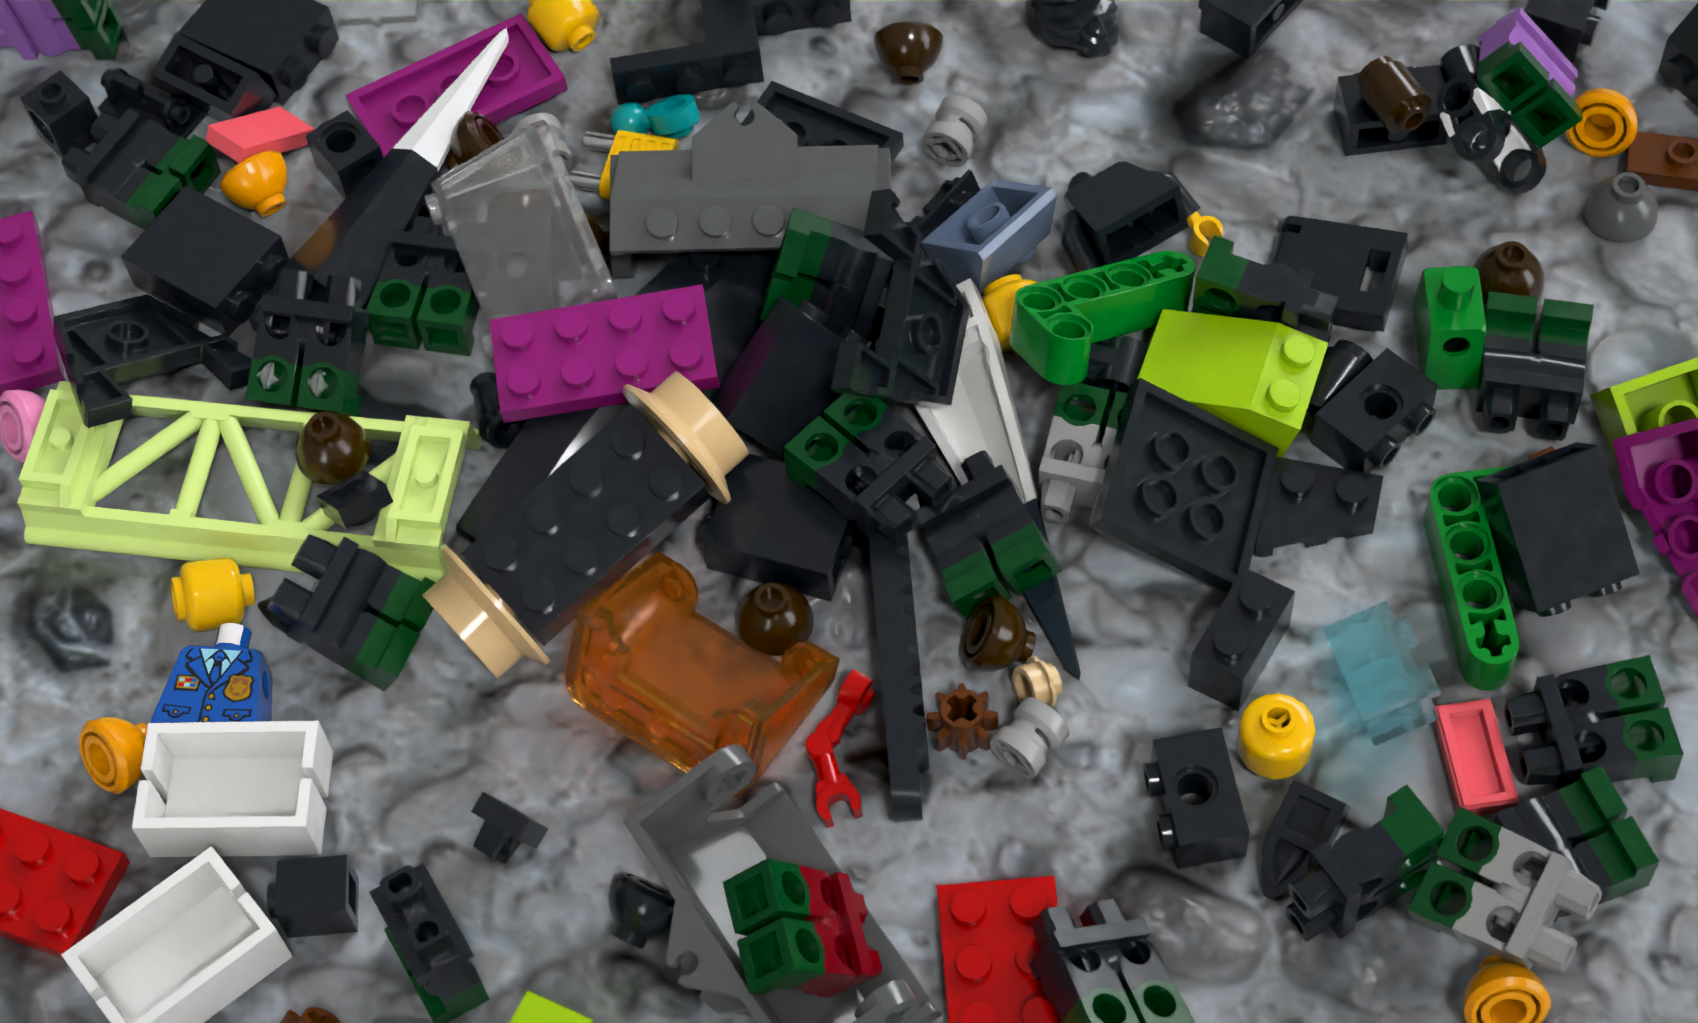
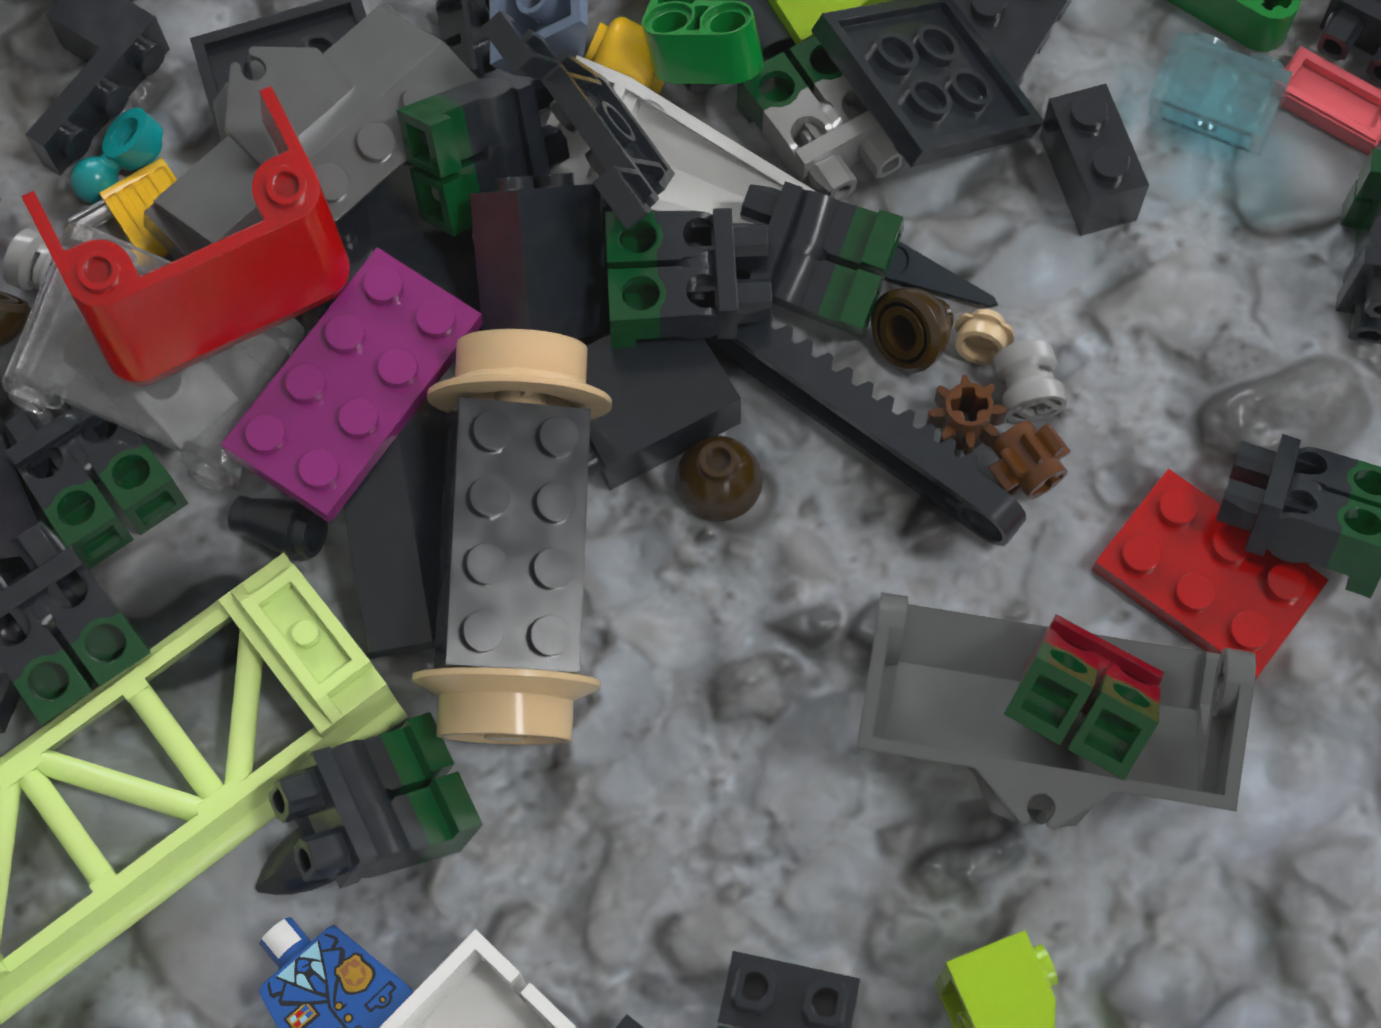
camera: 50 degrees left, 10 degrees up
(211, 594) = (214, 922): yellow head -> none
(331, 448) = (185, 692): dark brown brick -> none
(355, 500) = (269, 713): black plate -> none
(504, 828) = (715, 853): black tile -> none
(578, 230) = (220, 292): none -> red windscreen
(639, 909) = (904, 806): black brick -> none
(682, 680) = (730, 592): clear orange windscreen -> none
(833, 786) = (883, 545): red piece -> none
(966, 782) = (1029, 459): none -> reddish brown gear
(1200, 766) = (1189, 279): black brick -> none
(1276, 736) = (1204, 209): yellow head -> none
(1299, 826) = (1298, 270): black plate -> none

